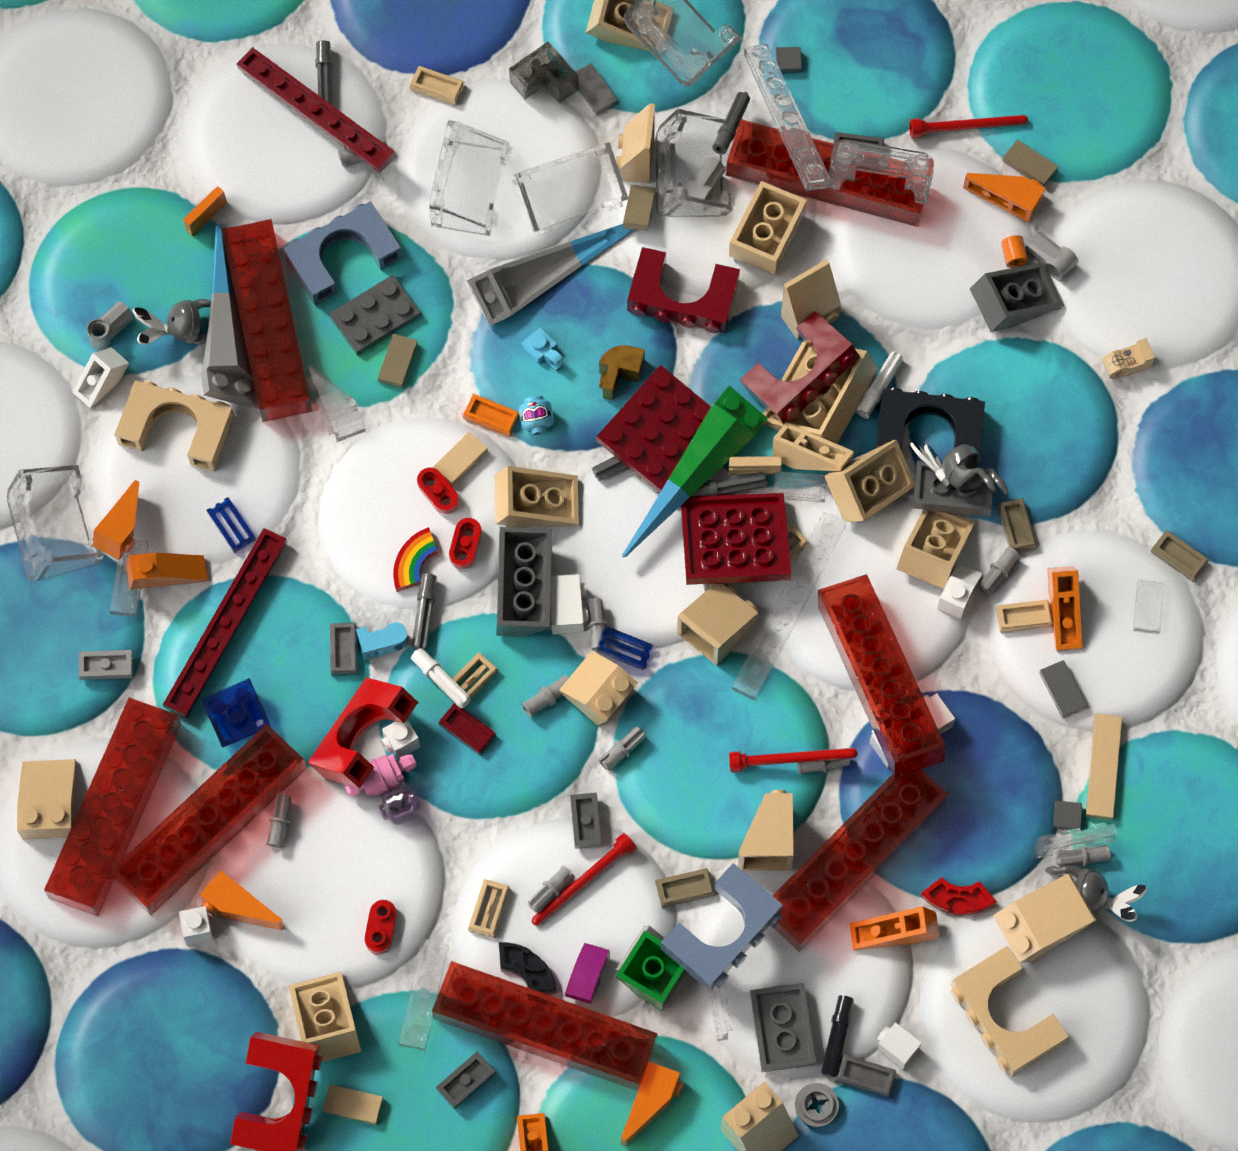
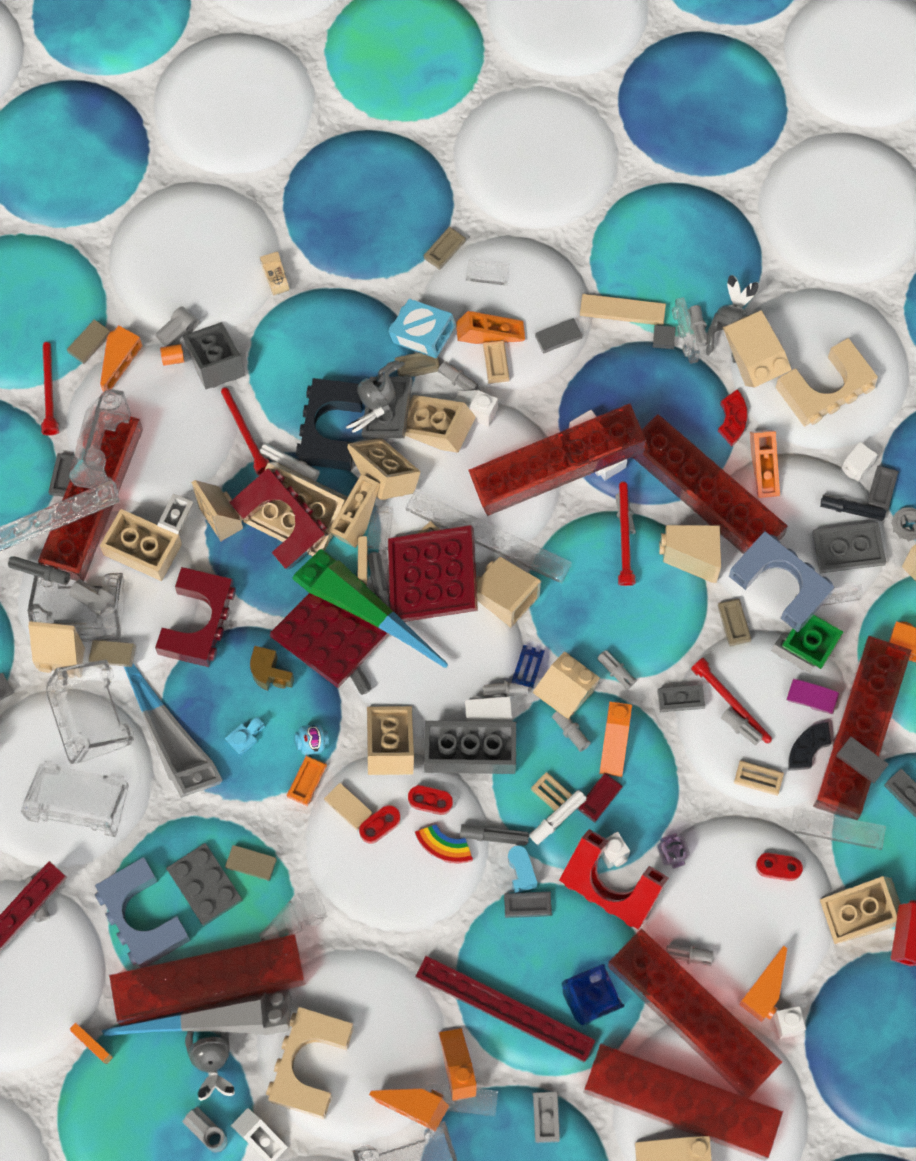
camera: 90 degrees left, 0 degrees up
(219, 508) = (425, 997): clear blue tile -> none
(384, 776) = (645, 857): bright pink piece -> none
(497, 1014) = (862, 760): none -> flat silver tile
(536, 745) = (615, 739): none -> orange slope
(797, 256) = (175, 514): none -> white slope
(878, 352) = (260, 461): none -> red piece
(1059, 525) = (422, 328): none -> medium azure brick

